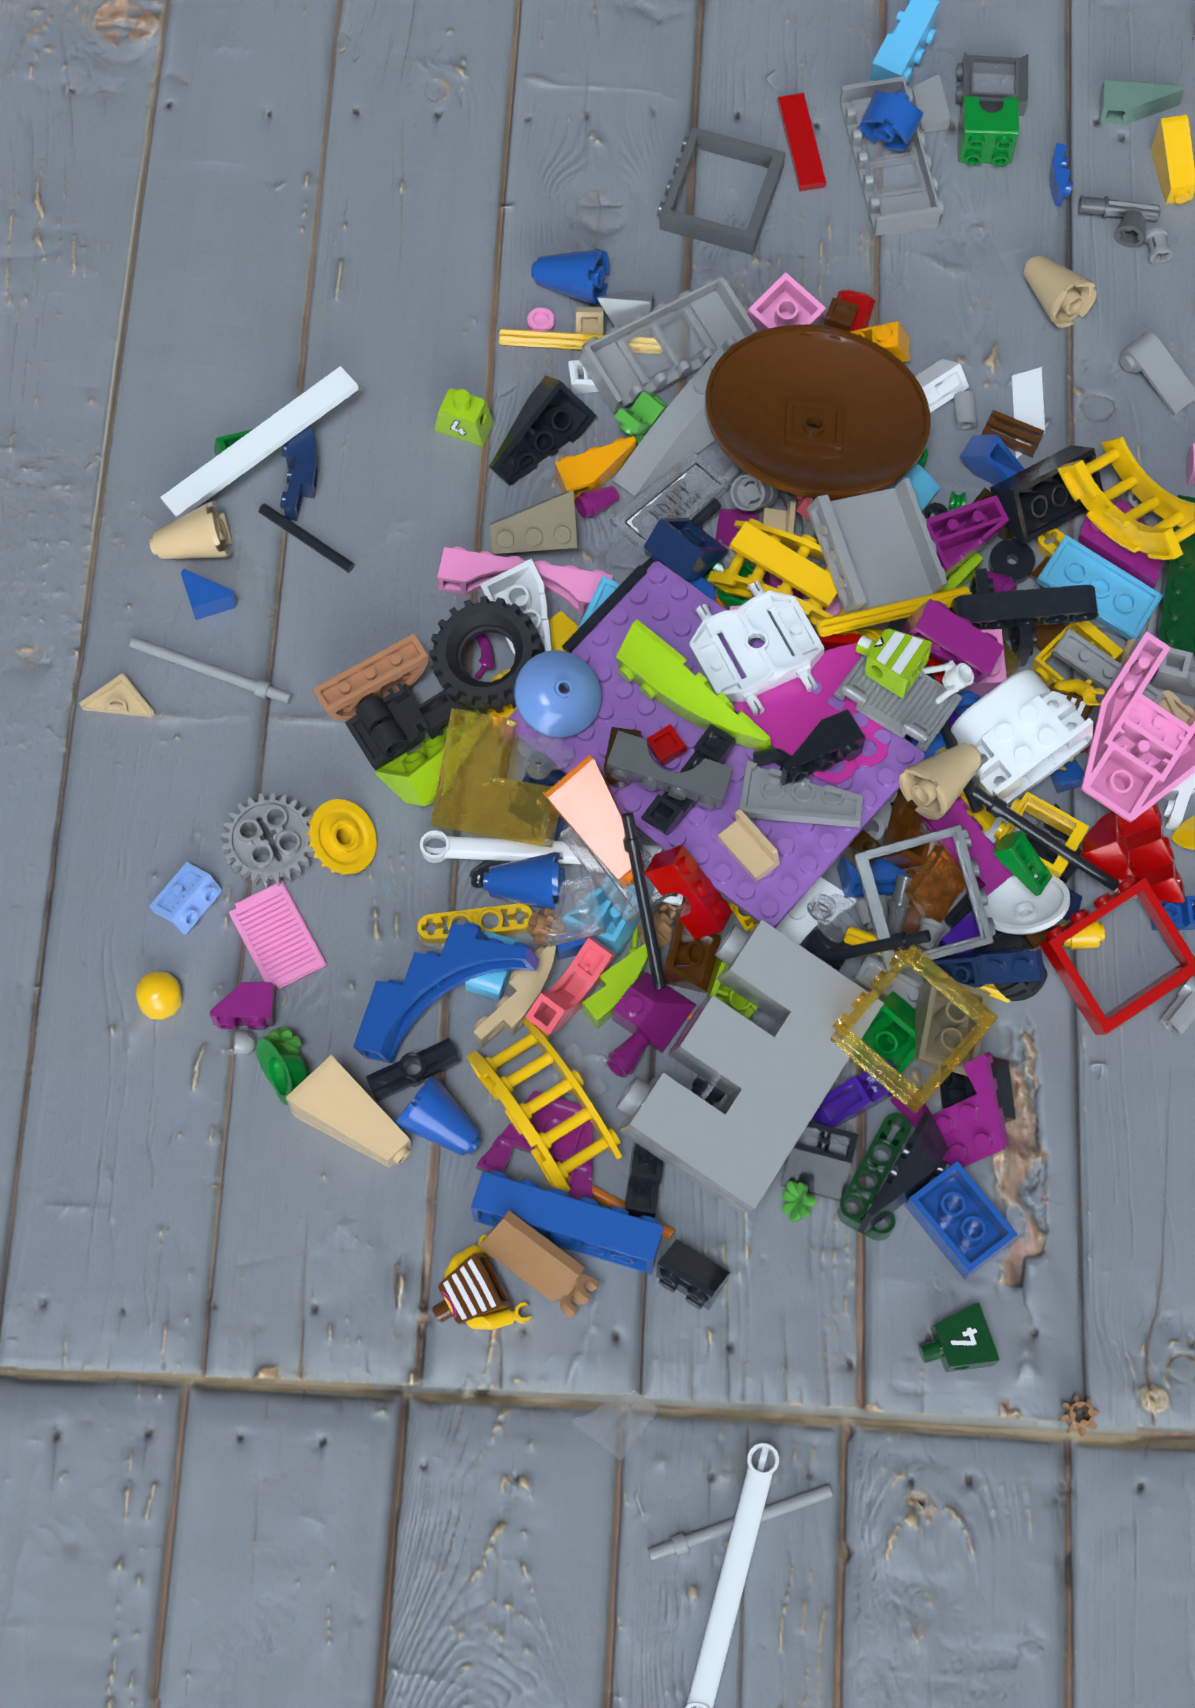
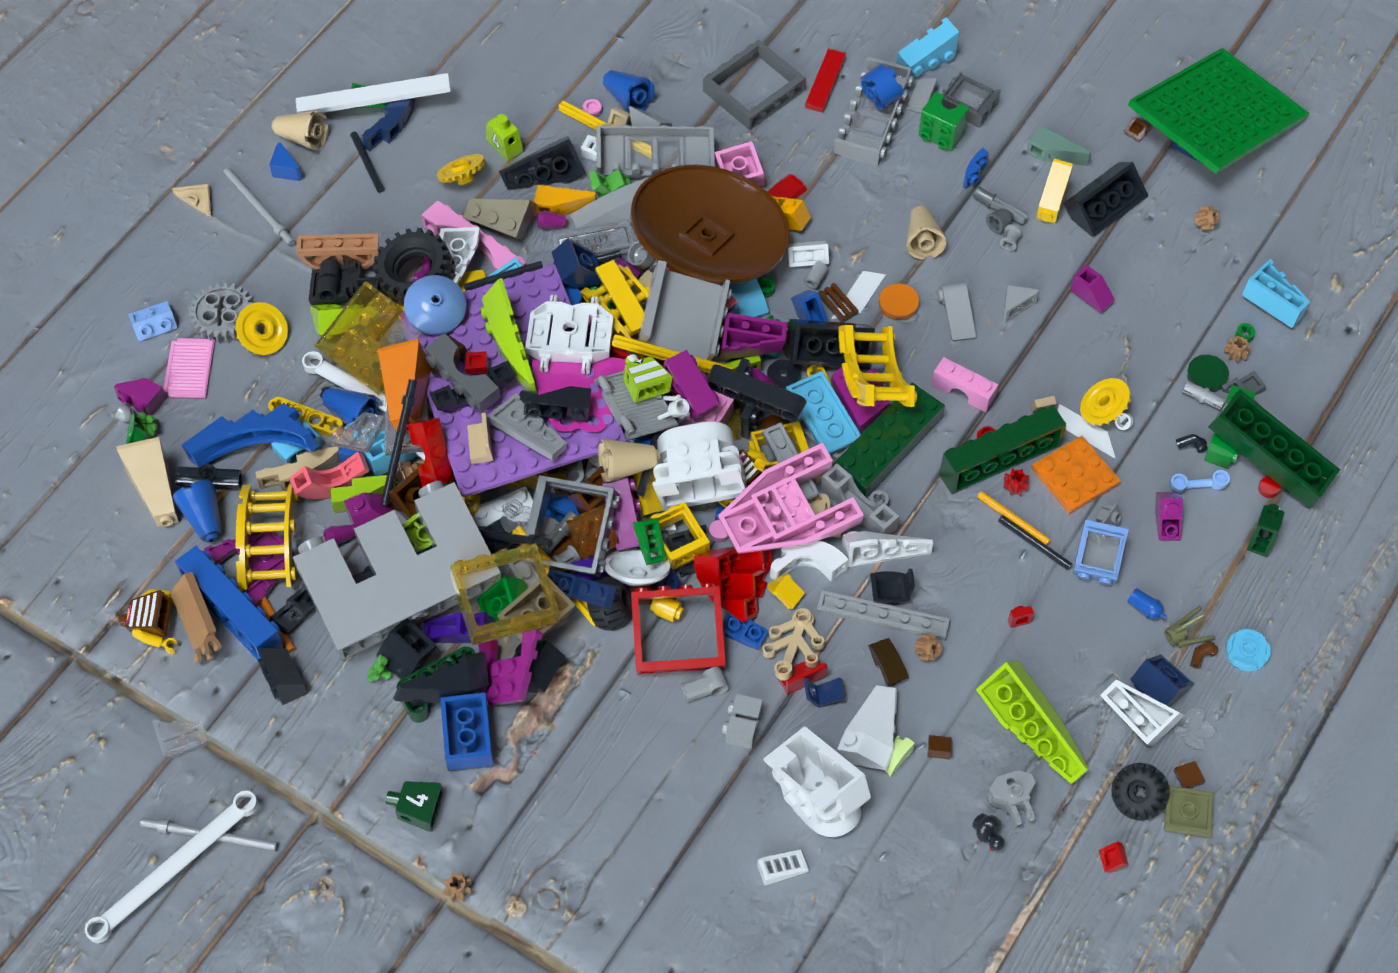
camera: 30 degrees right, 10 degrees down
(158, 995) = (98, 364): yellow hair -> none
(440, 487) = (461, 169): none -> yellow gear
(841, 314) = (777, 185): reddish brown tile -> none
(998, 807) = (649, 494): black bar -> none
(1072, 801) = (717, 532): none -> bright pink tile
(1082, 395) = (898, 301): none -> orange tile

